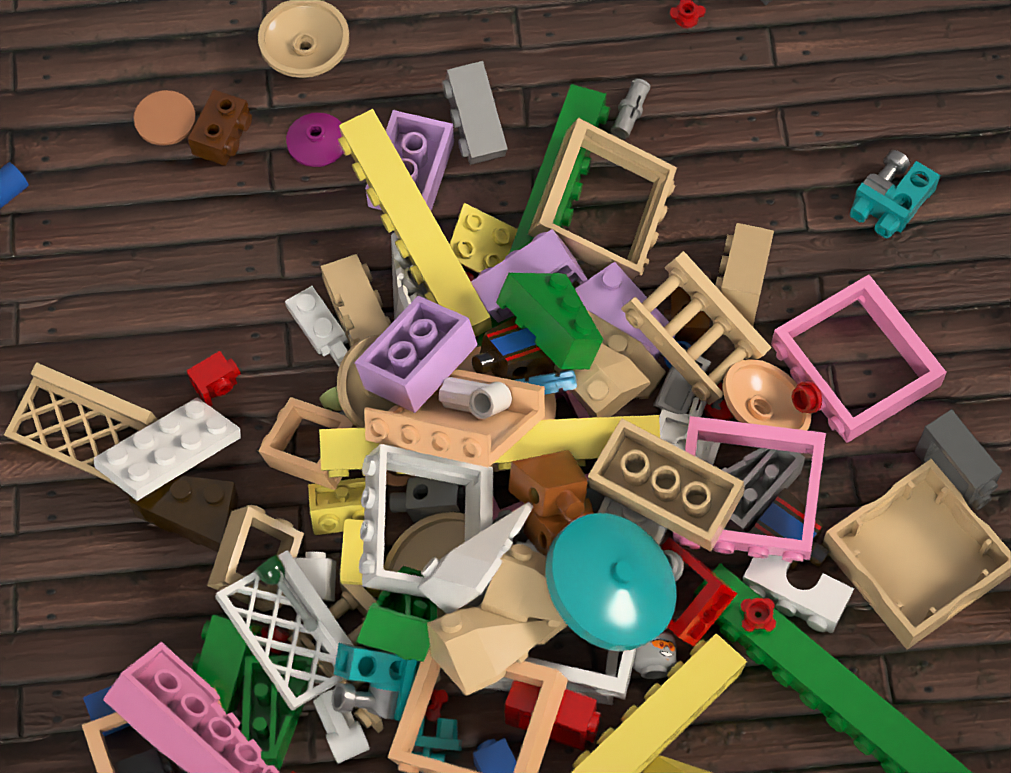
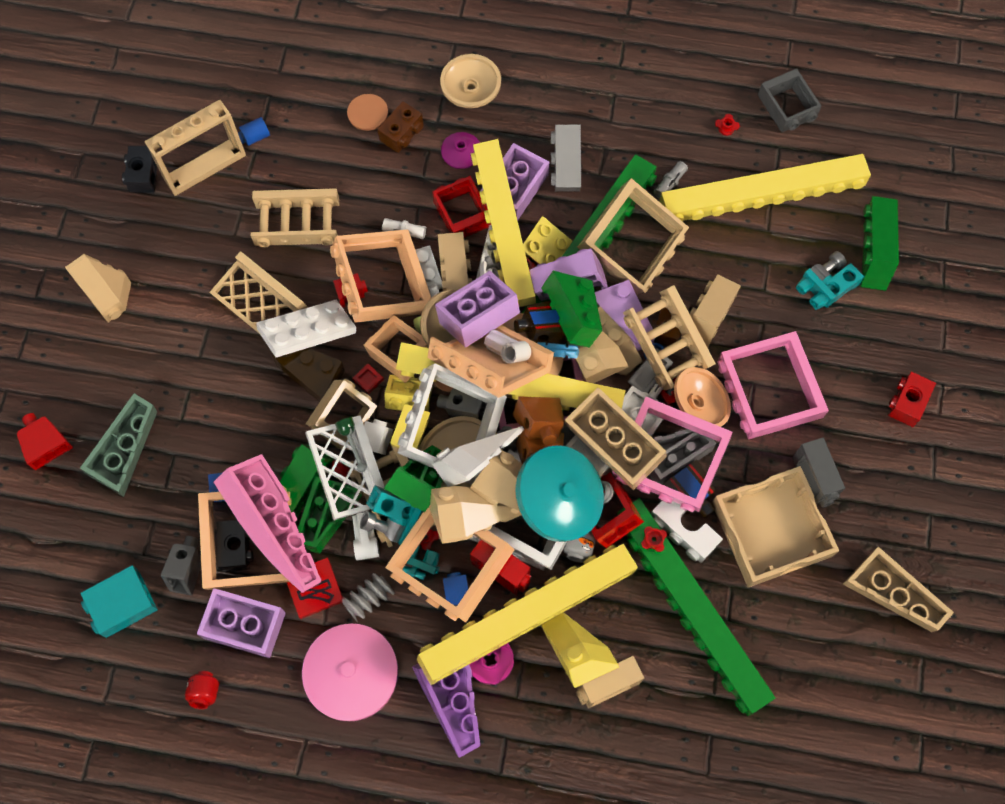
camera: 15 degrees right, 5 degrees up
(94, 267) = (290, 199): none -> tan fence
(266, 271) = (415, 230): none -> white pin
(277, 499) = (368, 379): none -> red tile
(290, 317) = (402, 241): none -> light nougat window
(332, 191) = (459, 187): none -> red window
(769, 87) = (767, 188): none -> light yellow brick
(807, 397) = (729, 403): red plate -> none
(948, 124) = (880, 243): none -> green wedge

